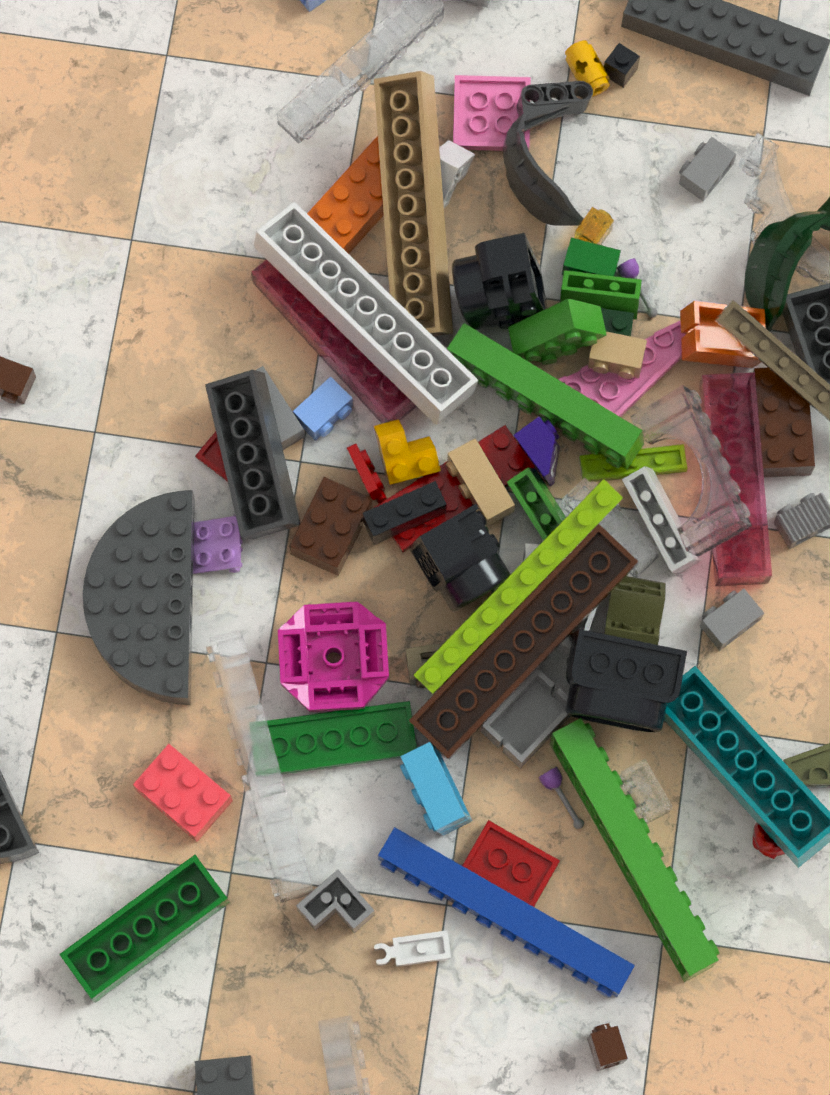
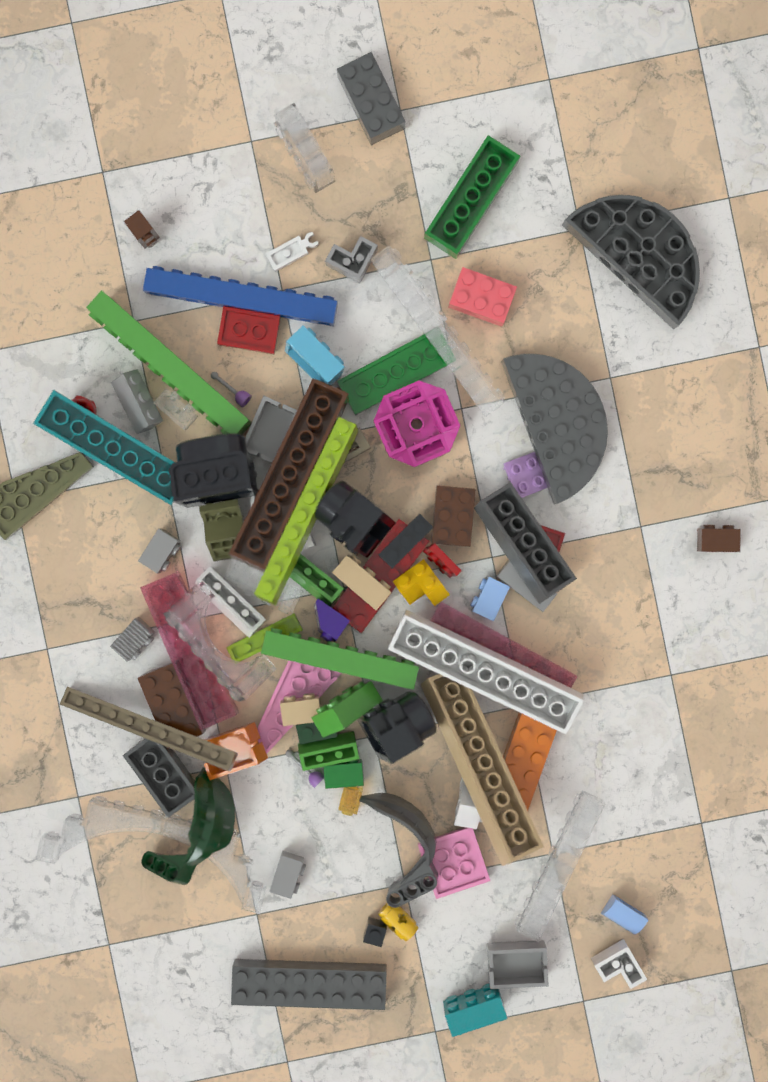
camera: 160 degrees right, 15 degrees up
(694, 821) = (136, 401): none -> light grey brick

